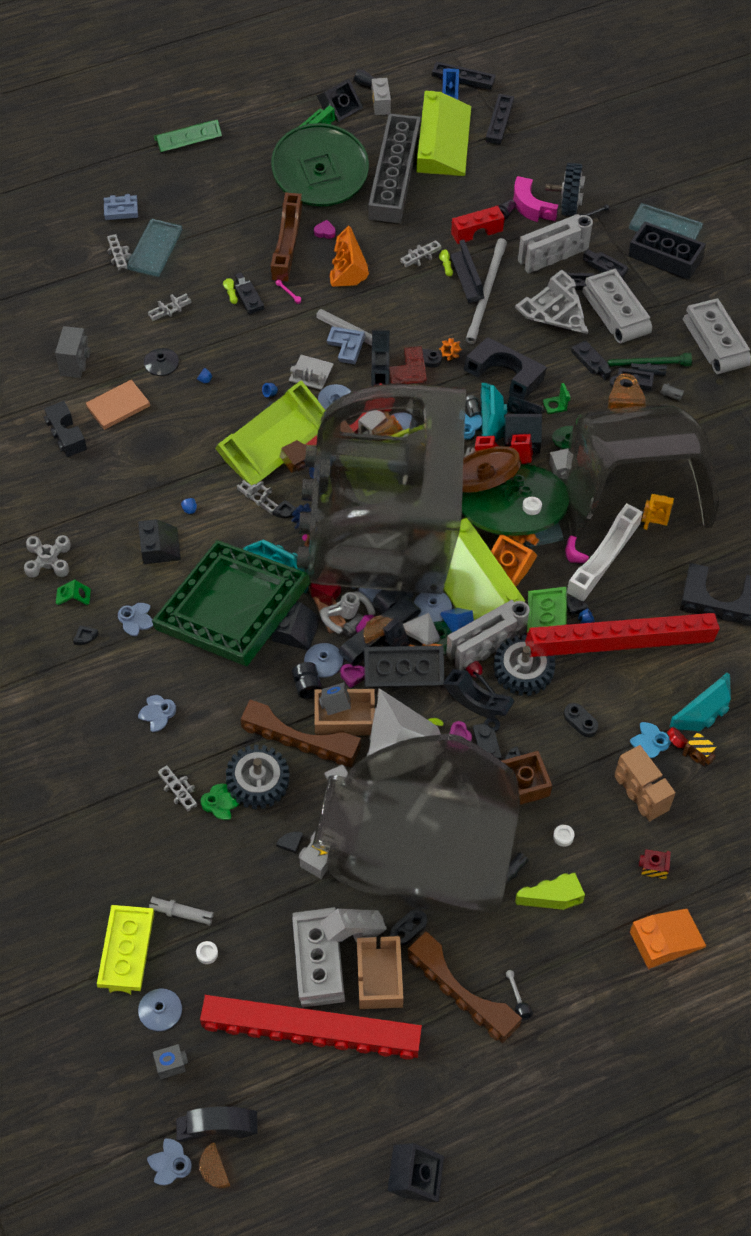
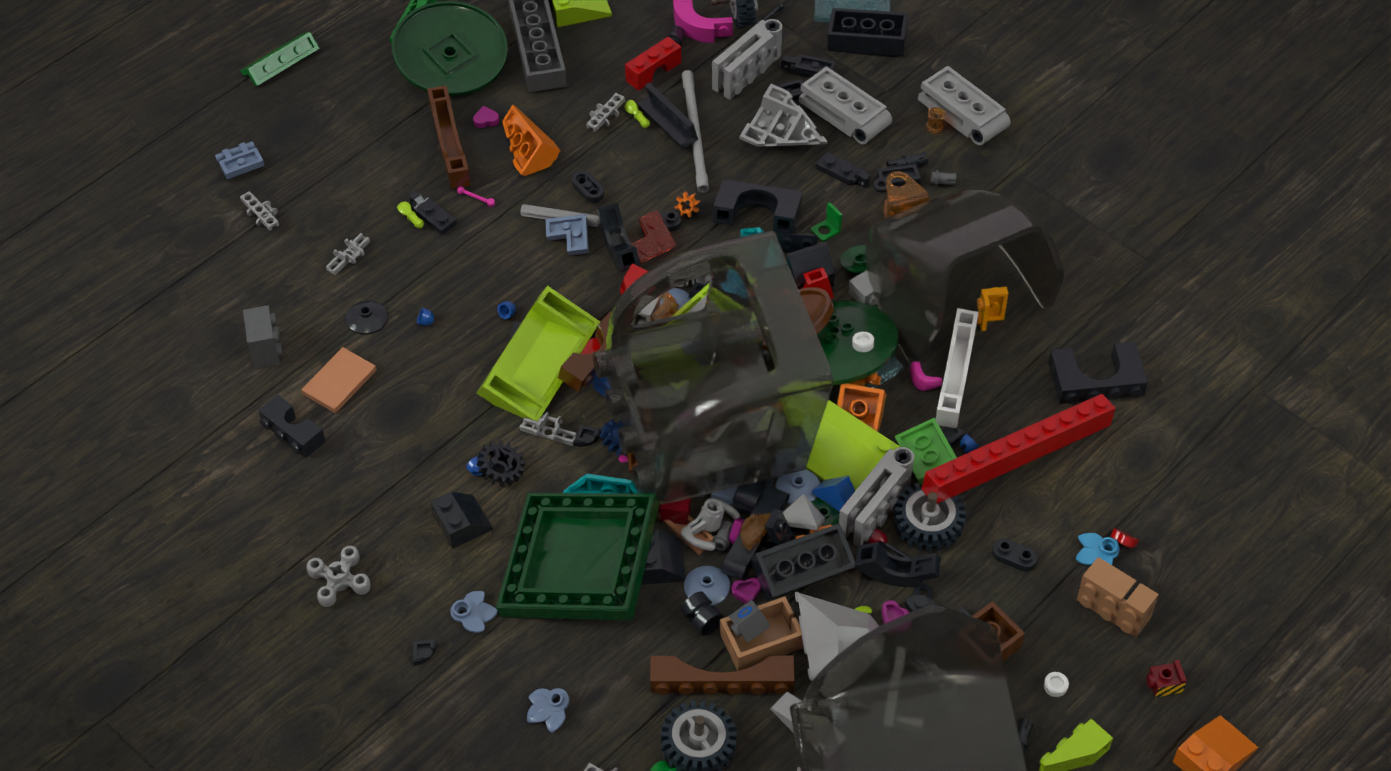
camera: 20 degrees left, 5 degrees down
(70, 591) = (384, 606): green bracket -> none
(154, 247) = (299, 193): clear light blue tile -> none
(203, 515) = (500, 463): none -> black gear
(311, 371) = (543, 273): light grey hinge -> none
(331, 393) = (587, 290): sand blue dish -> none
(380, 313) = (591, 189): none -> black plate
(685, 360) = (939, 140): dark green piece -> none
(687, 340) = (939, 124): none -> clear orange bush
(700, 750) = (1155, 542): brick -> none
(705, 707) = (1138, 495): teal wedge -> none

